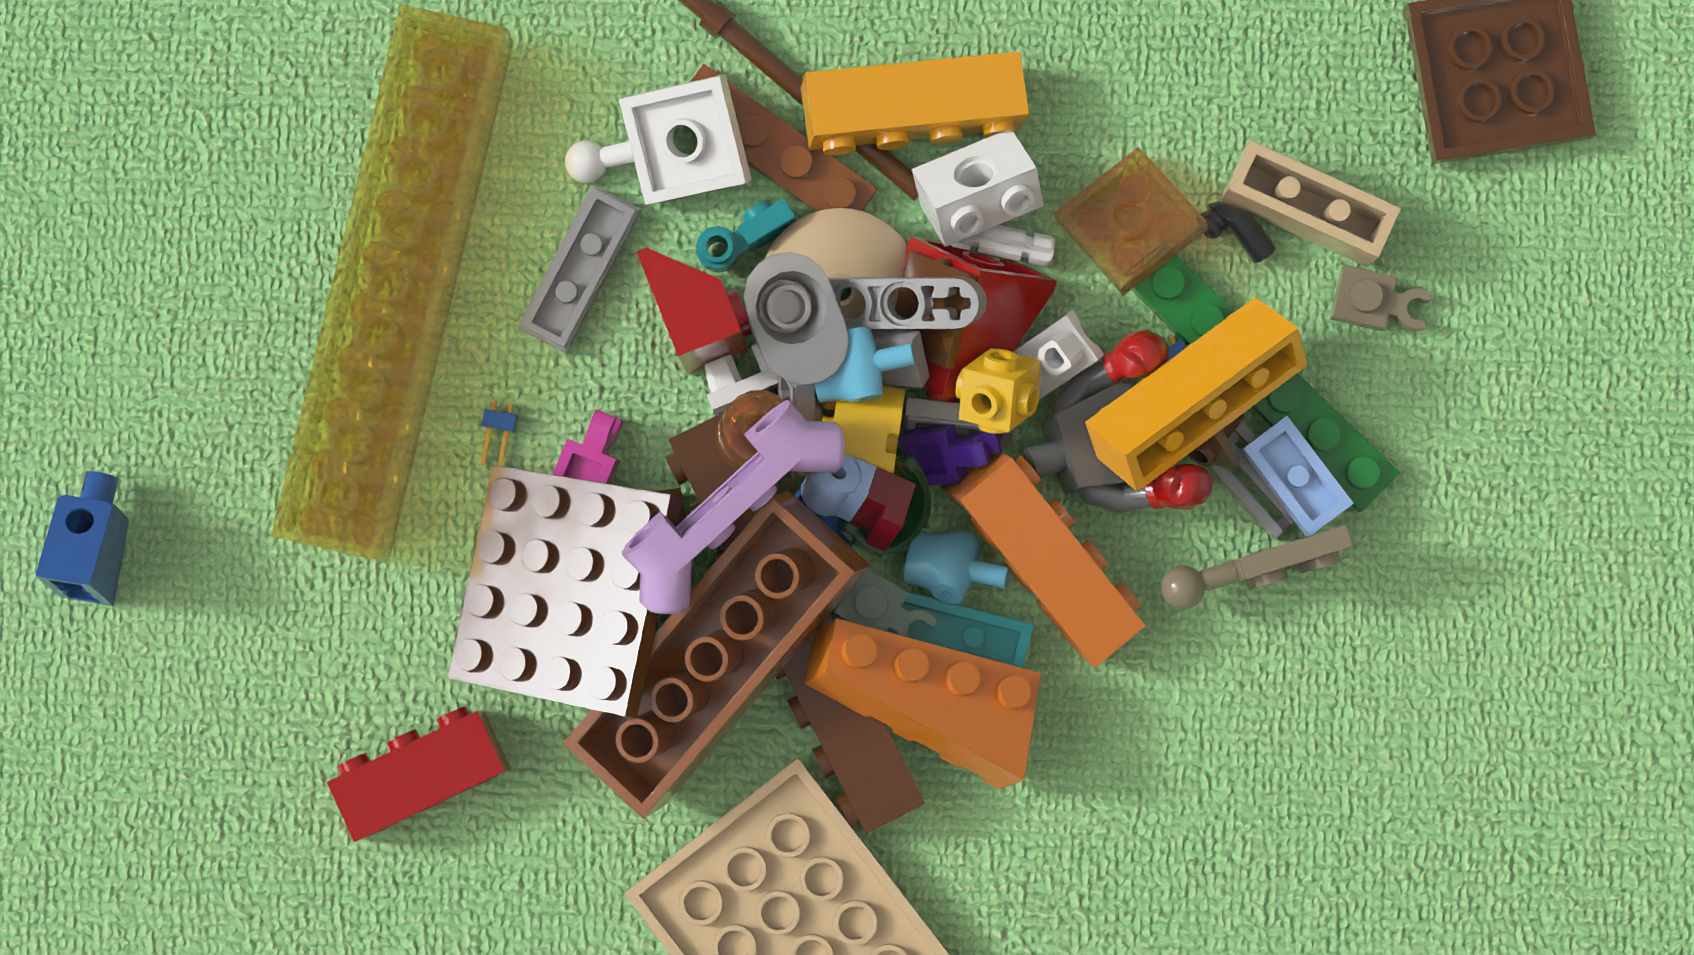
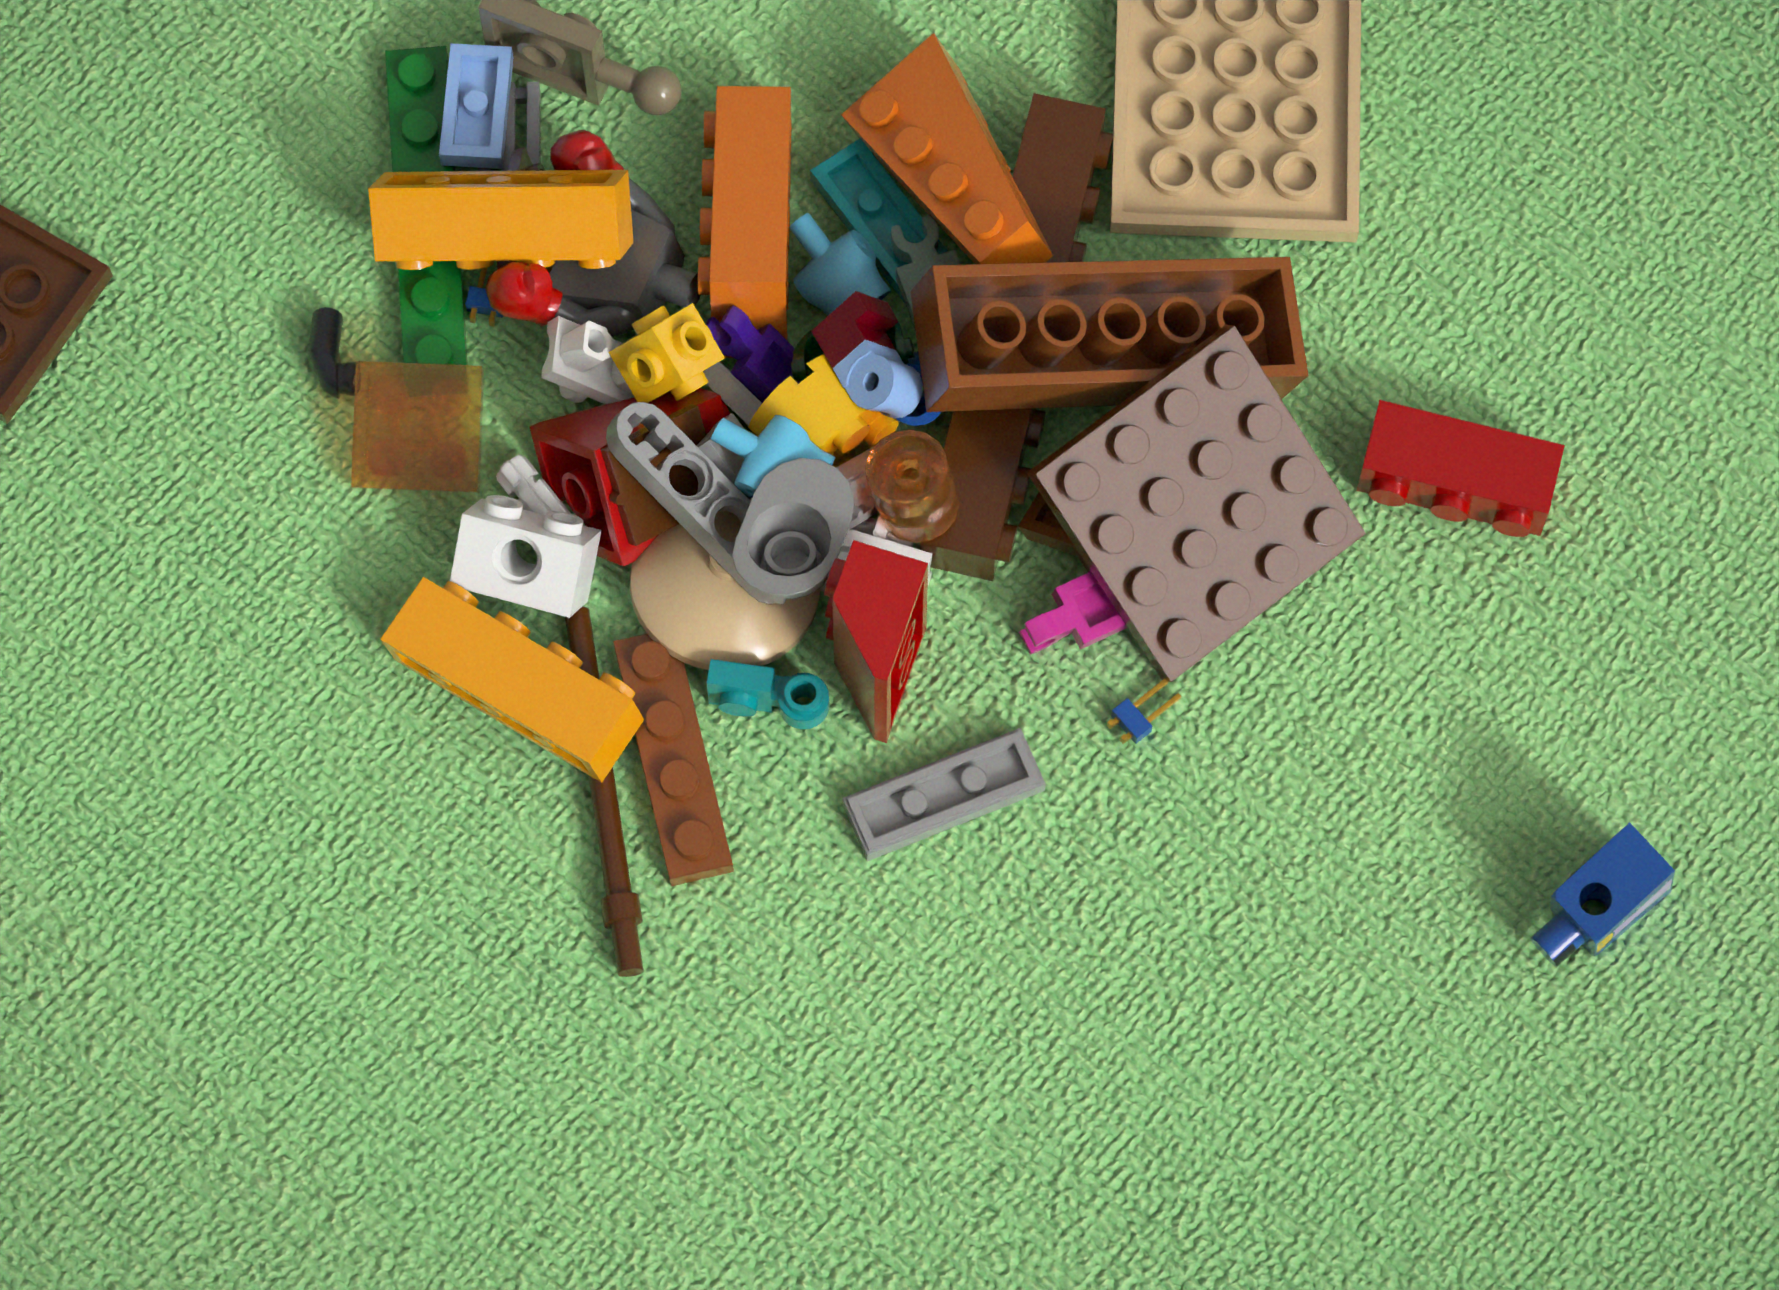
camera: 140 degrees left, 15 degrees down
(393, 284) = (1124, 900): clear yellow brick -> none
(660, 166) = (790, 814): white plate -> none
(666, 552) = (1074, 415): lavender plate -> none
(1310, 204) = (252, 312): tan brick -> none
(1369, 298) = (271, 210): dark tan plate -> none

